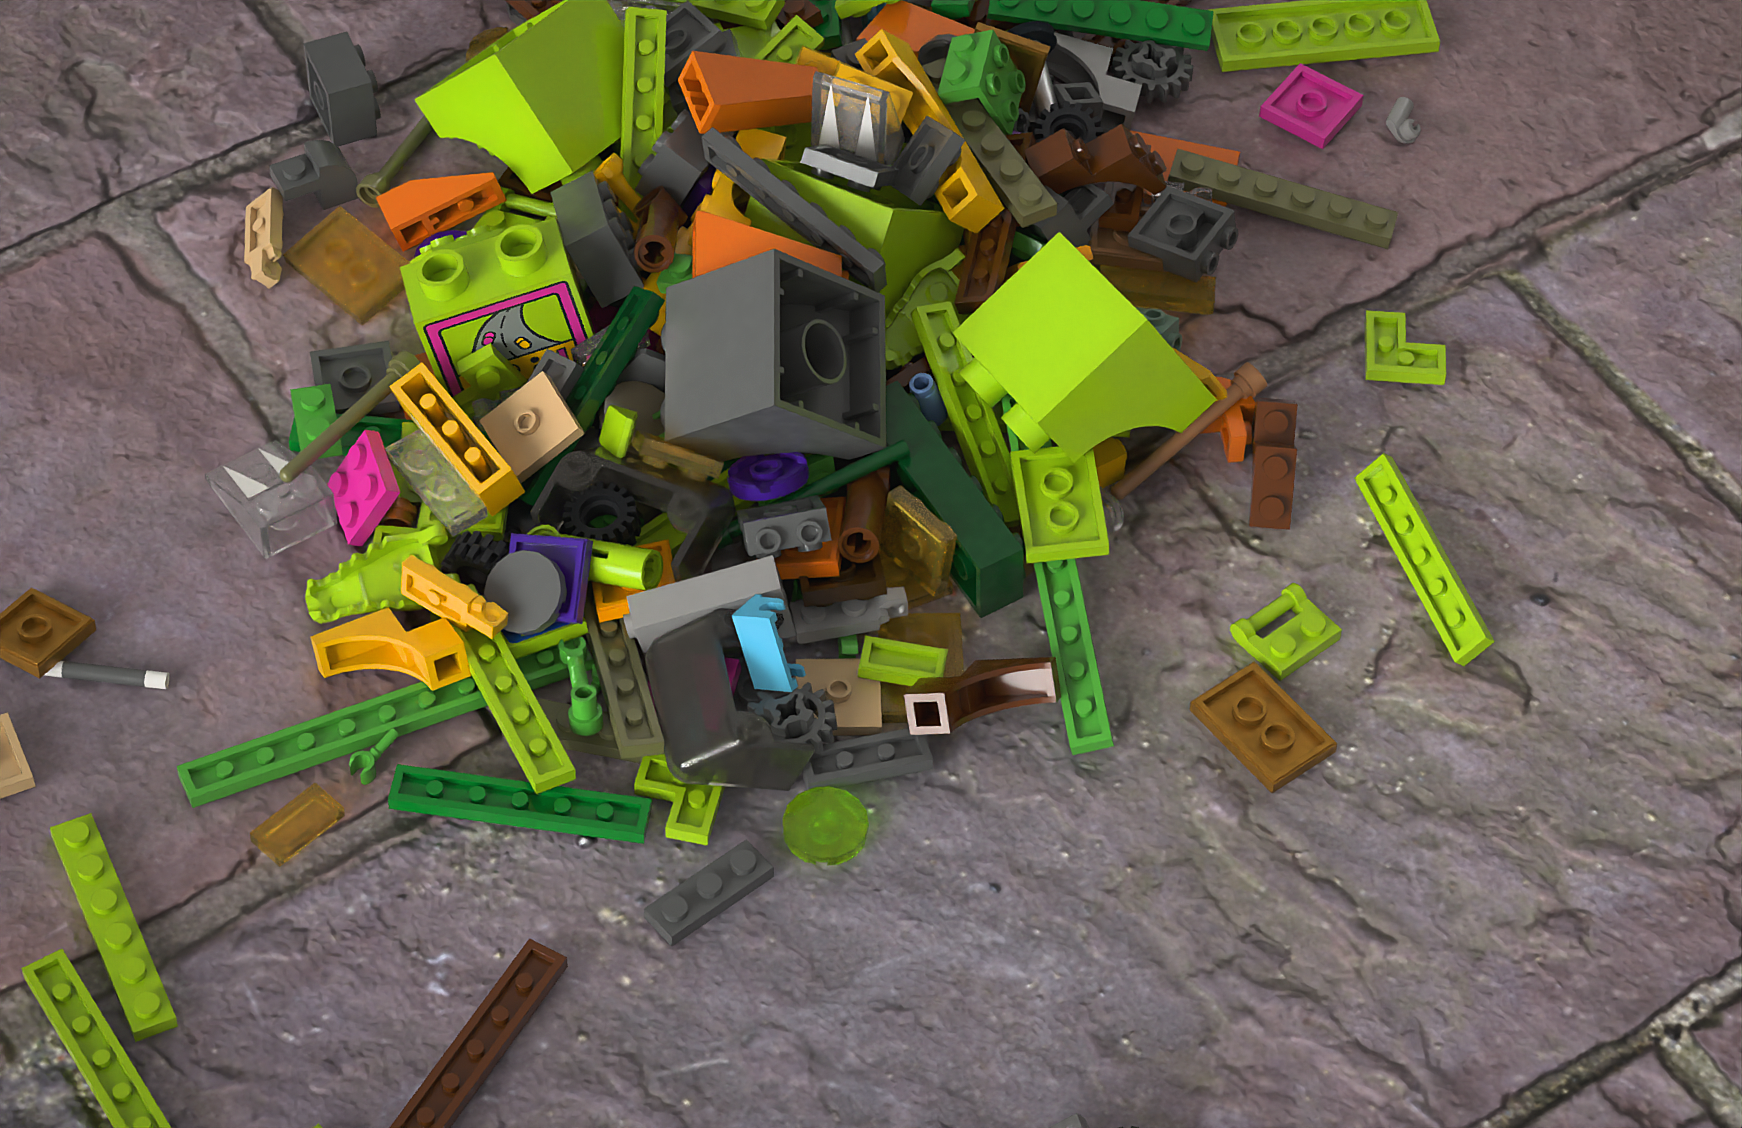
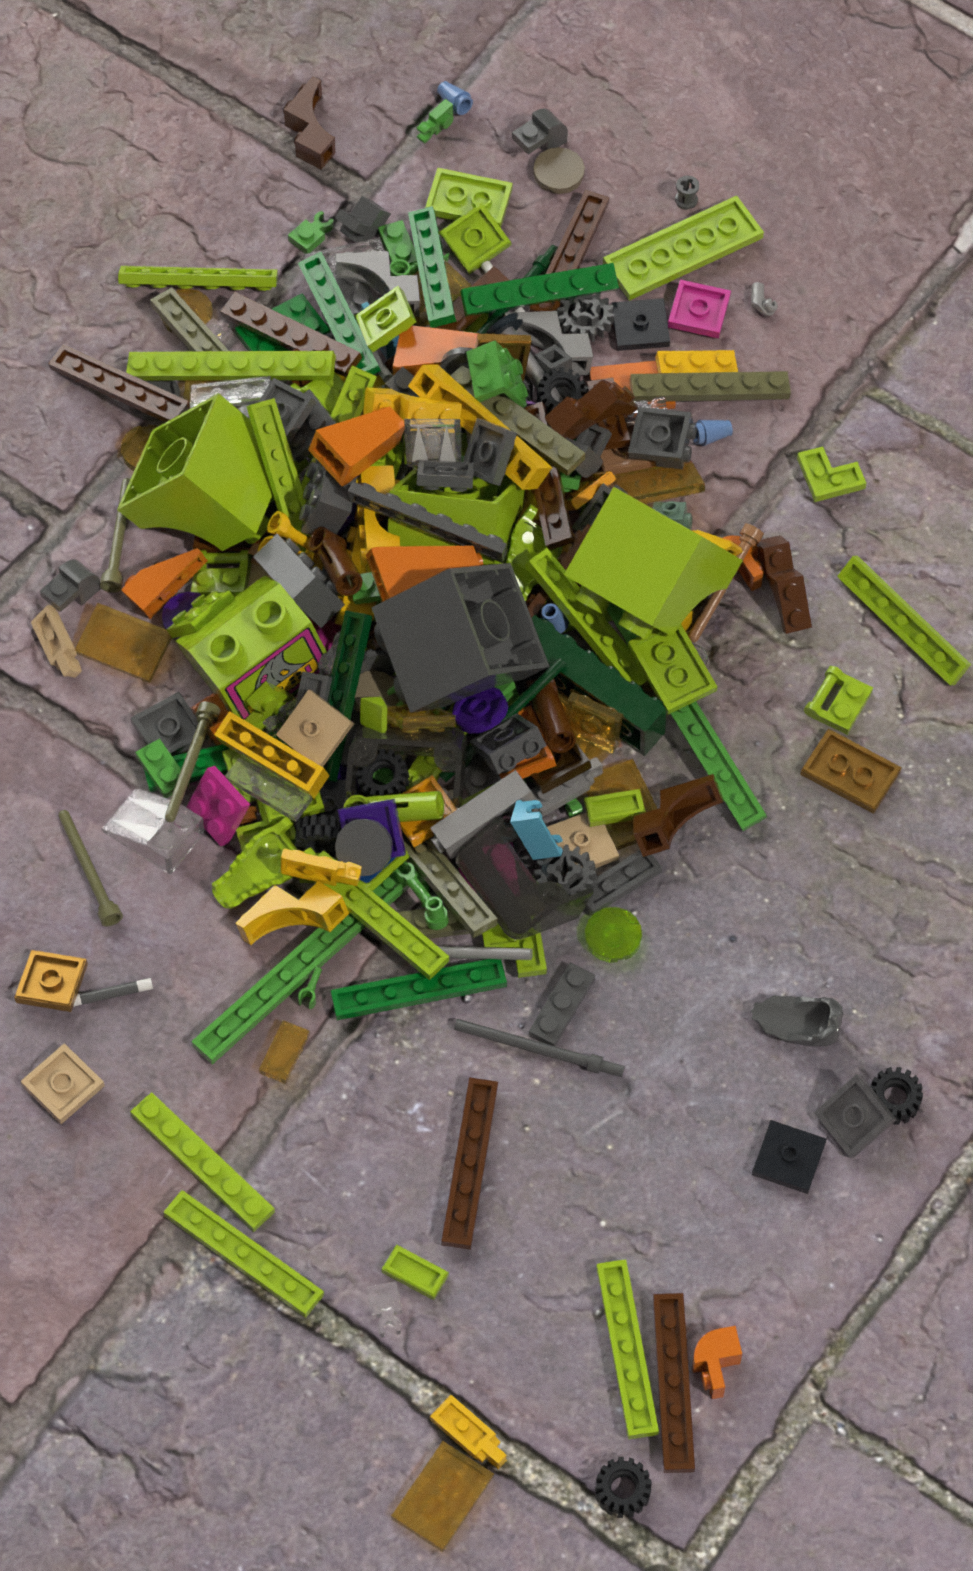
camera: 20 degrees left, 10 degrees up
(157, 574) = (108, 913): none -> olive piece
(342, 88) = (57, 514): dark grey brick -> none
(633, 787) = (488, 953): none -> light grey bar
(714, 980) = (593, 1063): none -> dark grey bar
(1037, 1021) = (800, 1019): none -> dark grey hair
(1223, 103) = (640, 324): none -> black plate
(1259, 251) = (712, 431): none -> medium blue cone
(1277, 163) = (696, 361): none -> yellow plate

